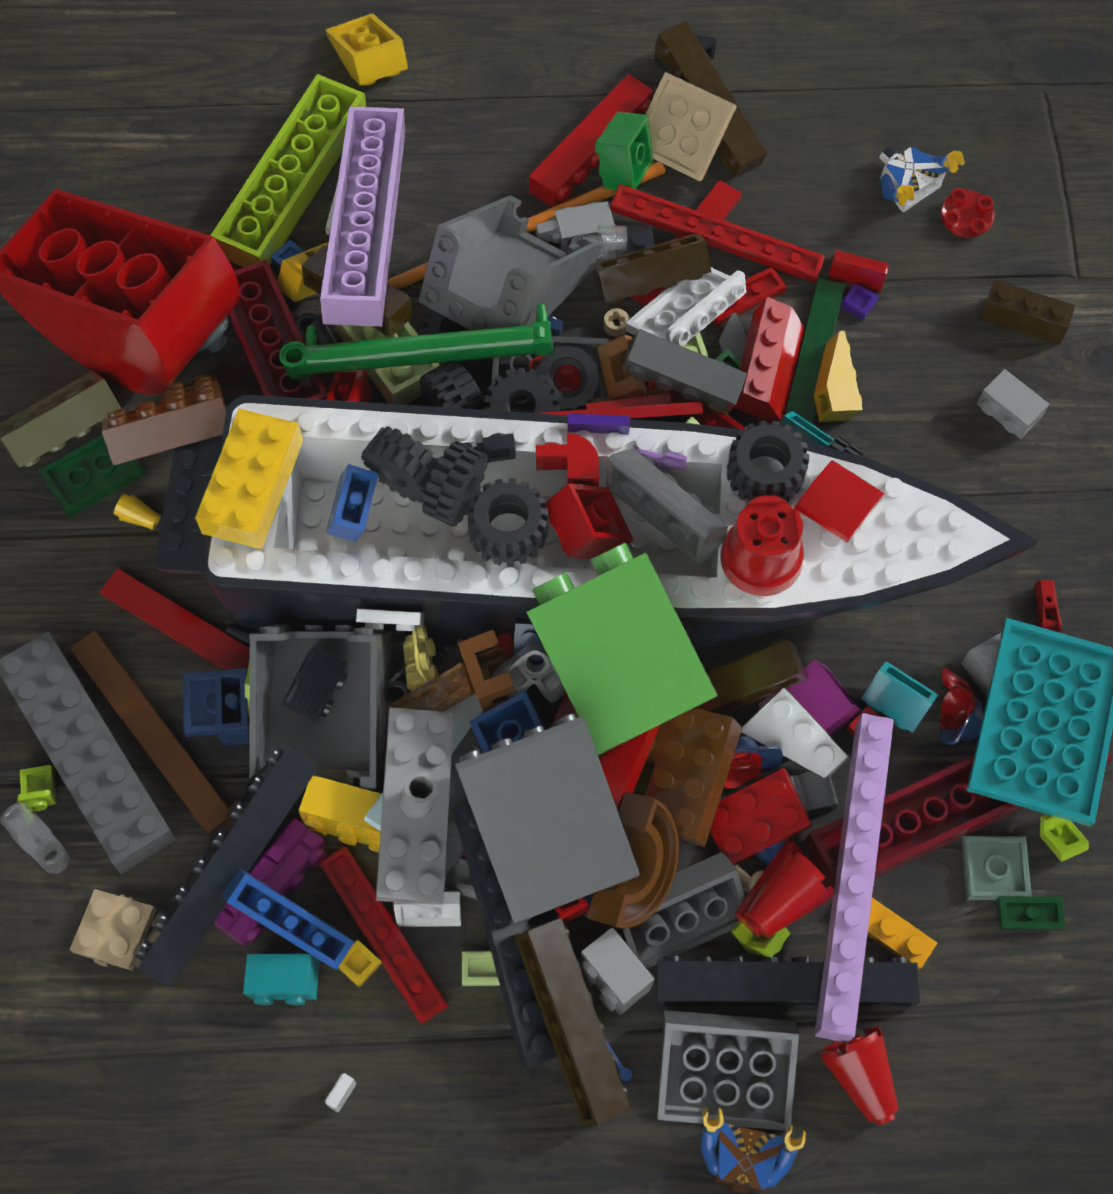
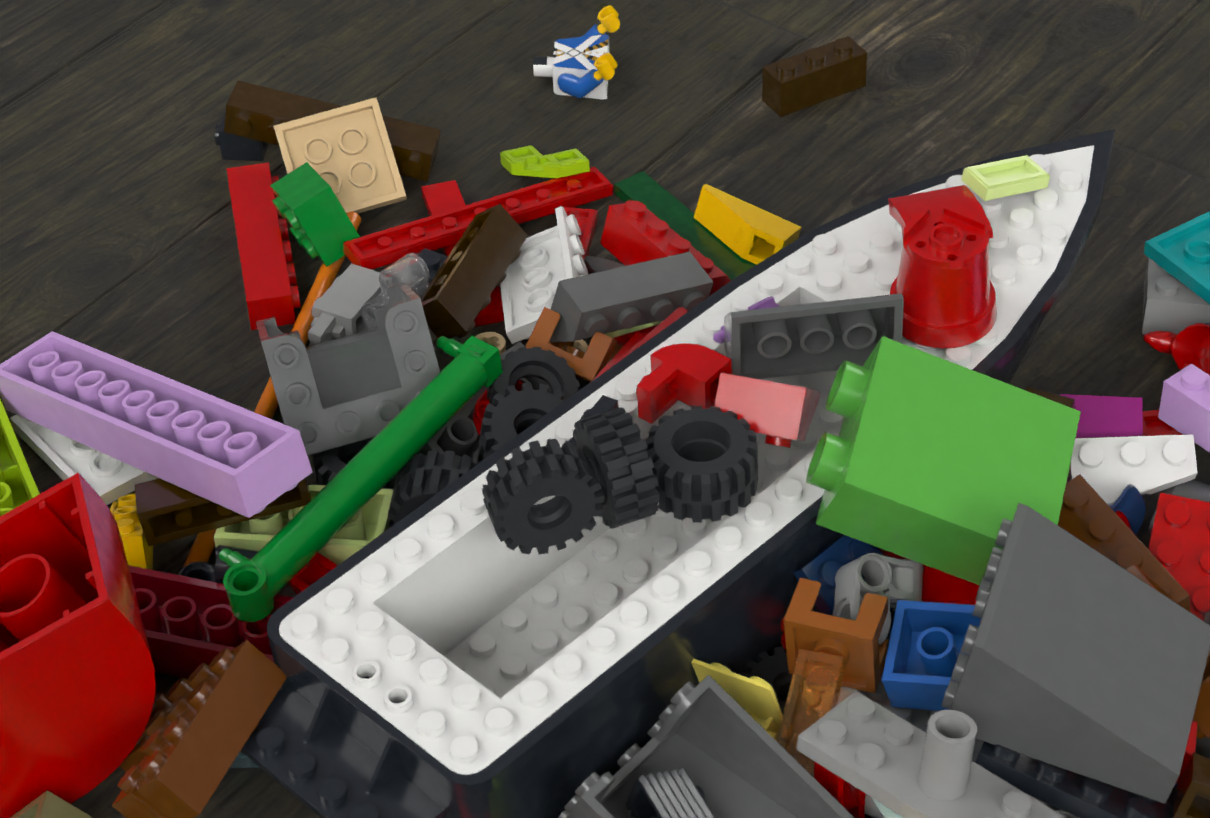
camera: 45 degrees left, 25 degrees down
(249, 478) = (402, 650): yellow brick -> none
(352, 503) = (536, 575): blue brick -> none
(403, 619) = (700, 657): white plate -> none
(599, 423) = (660, 336): dark purple tile -> none
(771, 442) = (849, 237): black tyre -> none
(800, 235) = (530, 162): none -> lime tile
(859, 270) = (639, 154): red panel -> none
(859, 301) = (671, 175): dark purple tile -> none
(899, 697) = (1142, 377): teal brick -> none
(912, 512) = (1005, 177): none -> yellowish green tile
(967, 213) = (662, 56): red dish -> none
(1012, 404) = (903, 136): light grey brick -> none
(1047, 604) = (1130, 235): red bar -> none

